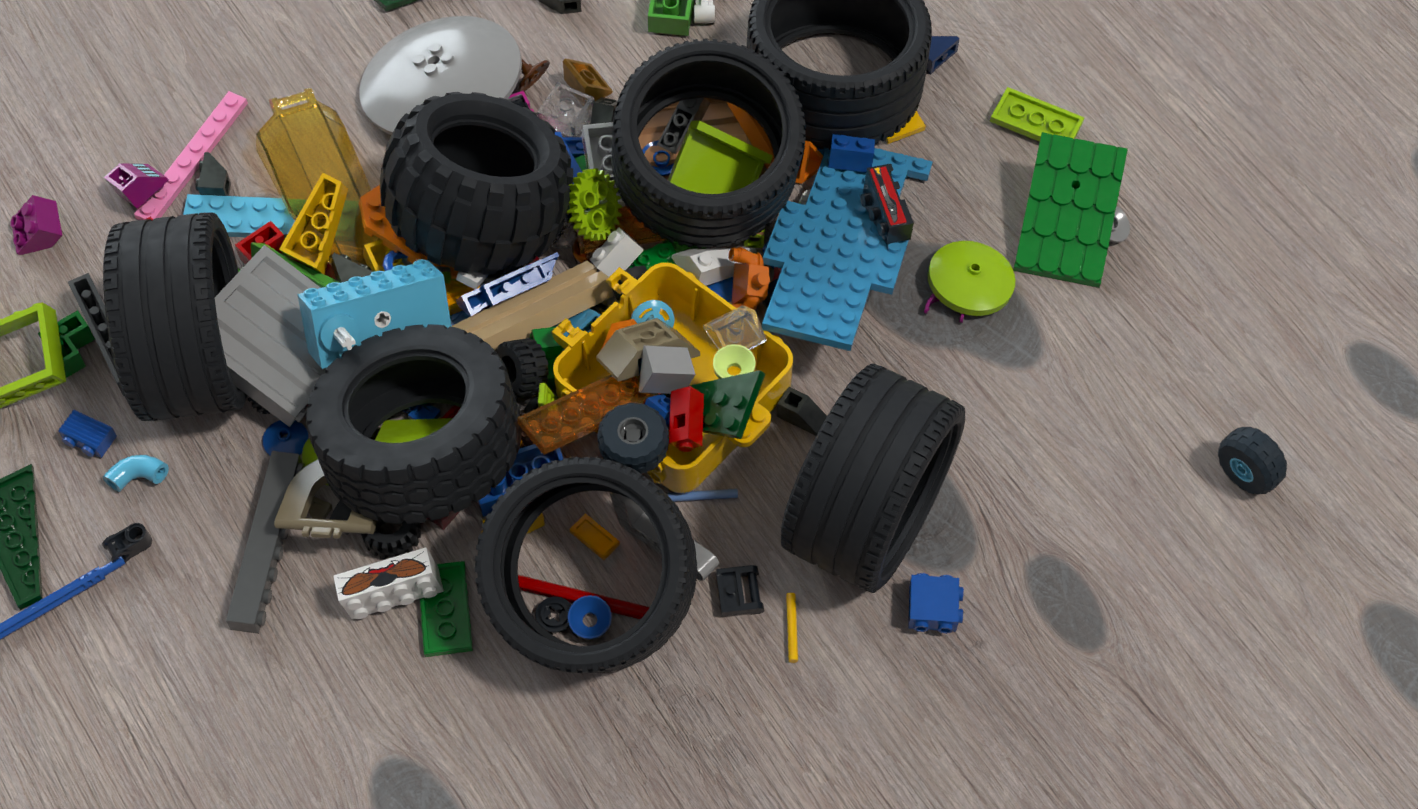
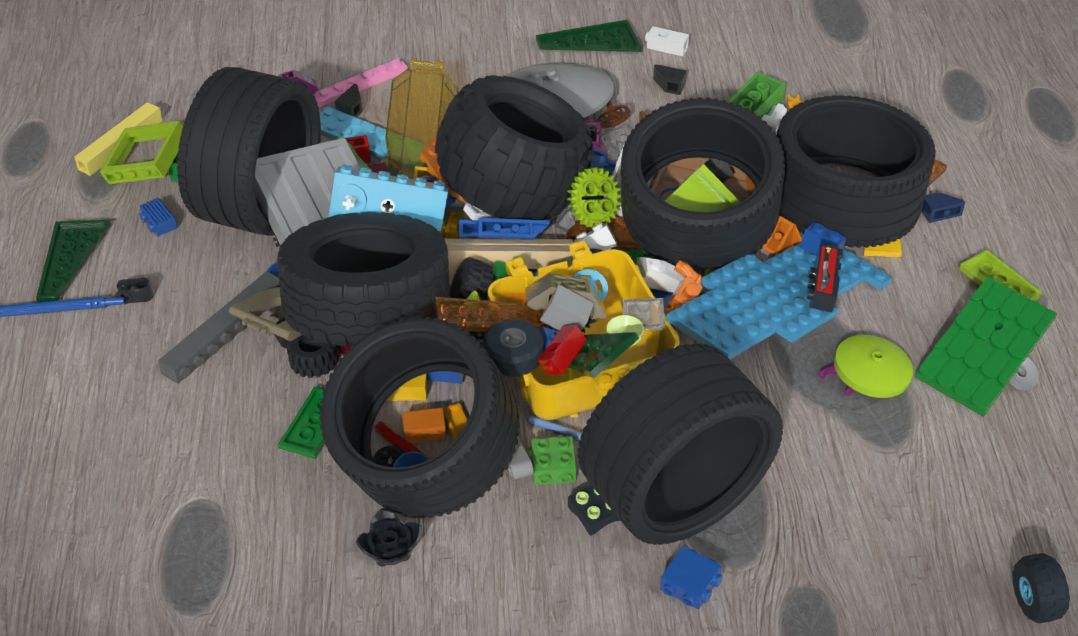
camera: 30 degrees right, 15 degrees down
(135, 467) = (171, 248): medium azure cylinder -> none
(316, 225) = (392, 141): yellow wedge -> none
(388, 583) = (282, 382): white brick -> none
(567, 559) = (424, 425): none -> orange brick
(606, 695) = (389, 539): none -> black brick
(724, 534) = (553, 460): none -> bright green brick
(731, 590) = (534, 500): black plate -> none
(792, 627) = (565, 548): yellow bar -> none
(793, 574) = (591, 509): none -> black brick

